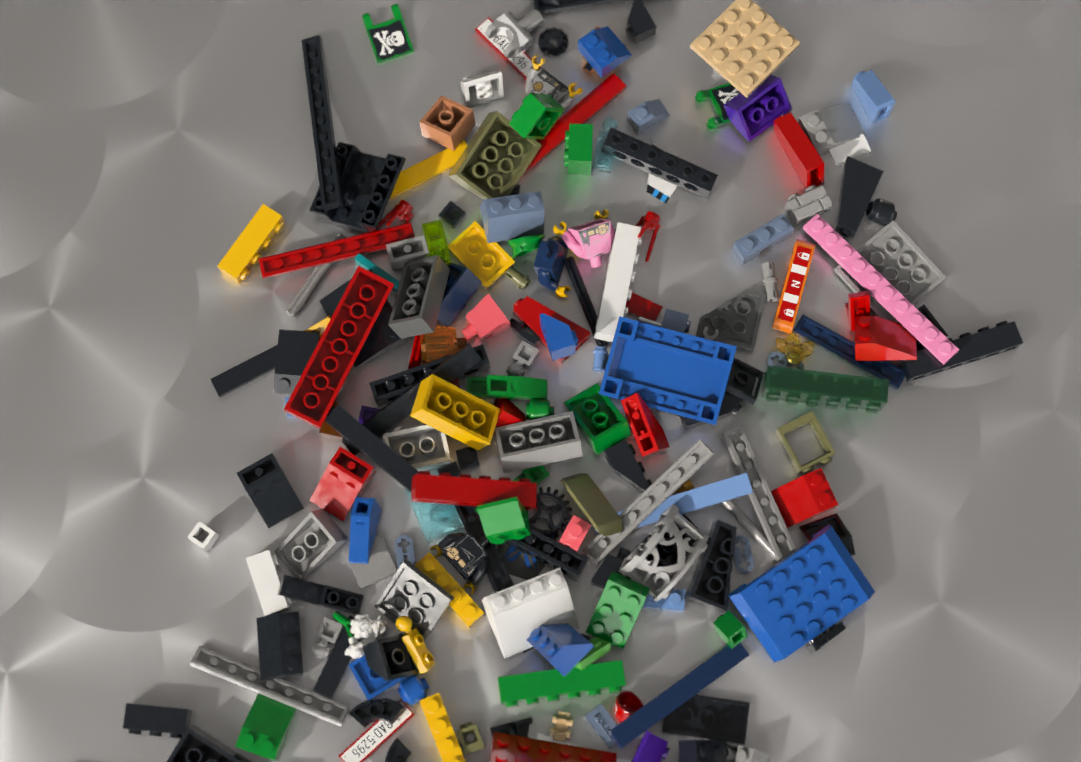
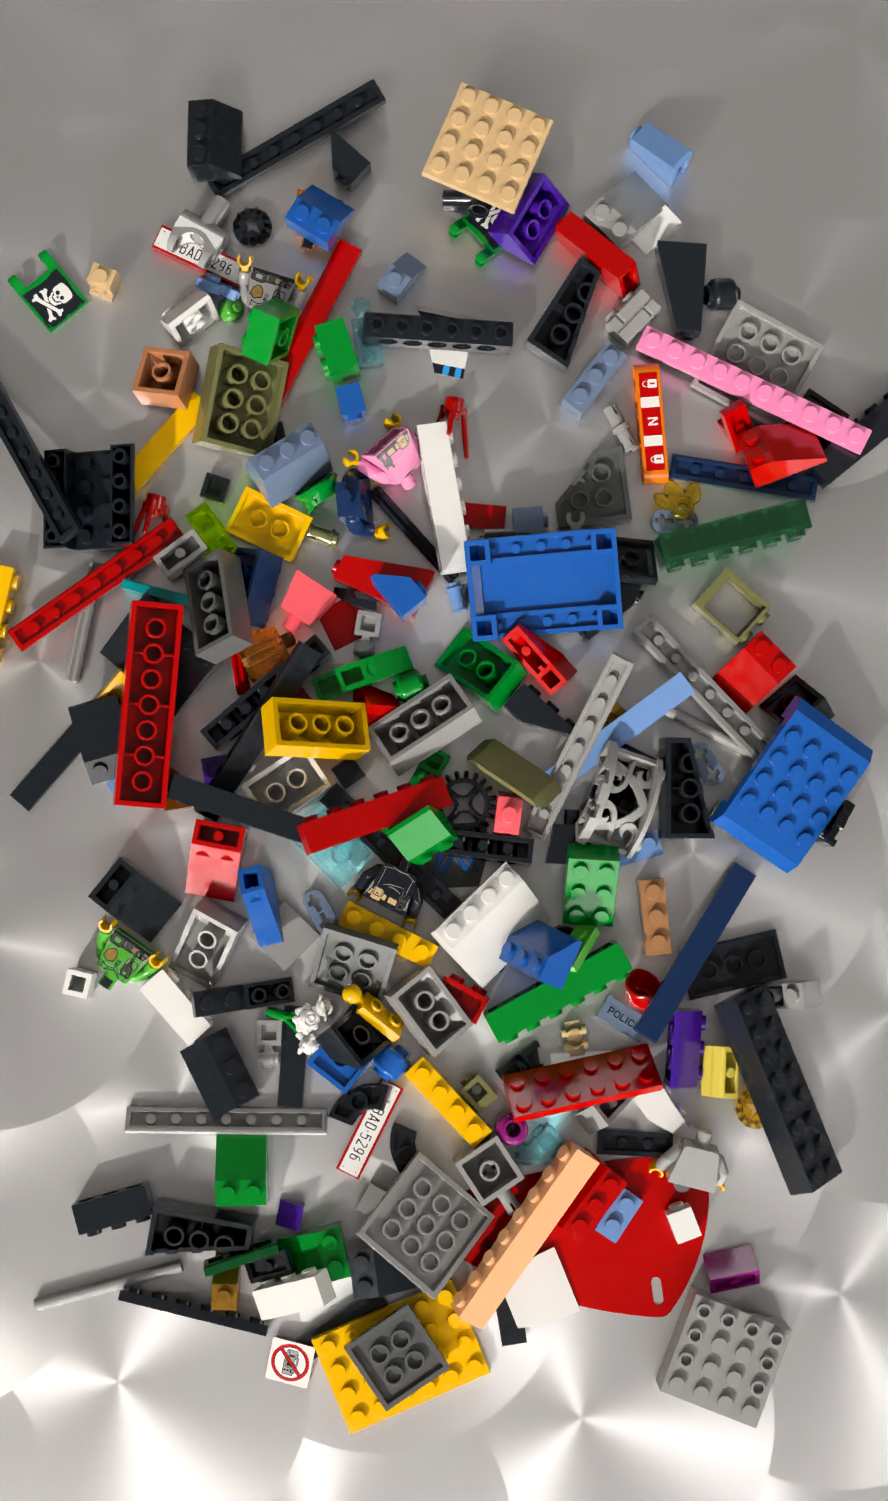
camera: 25 degrees left, 10 degrees up
(244, 529) = (123, 956): none -> torso
(430, 40) = (103, 281): none -> tan brick
(457, 659) = (428, 1010): none -> light grey slope
(485, 661) = (469, 999): none -> red bracket
(504, 347) = (340, 624): none -> red sticker
(508, 70) = (212, 283): none -> medium blue plate
(514, 93) = (230, 310): none -> bright green piece
(576, 189) = (351, 402): none -> blue brick
(658, 655) = (653, 916): none -> medium nougat brick
(712, 77) = (460, 202): none -> black piece
(730, 629) = (724, 856): green brick -> none
(753, 188) = (561, 322): none -> black wedge

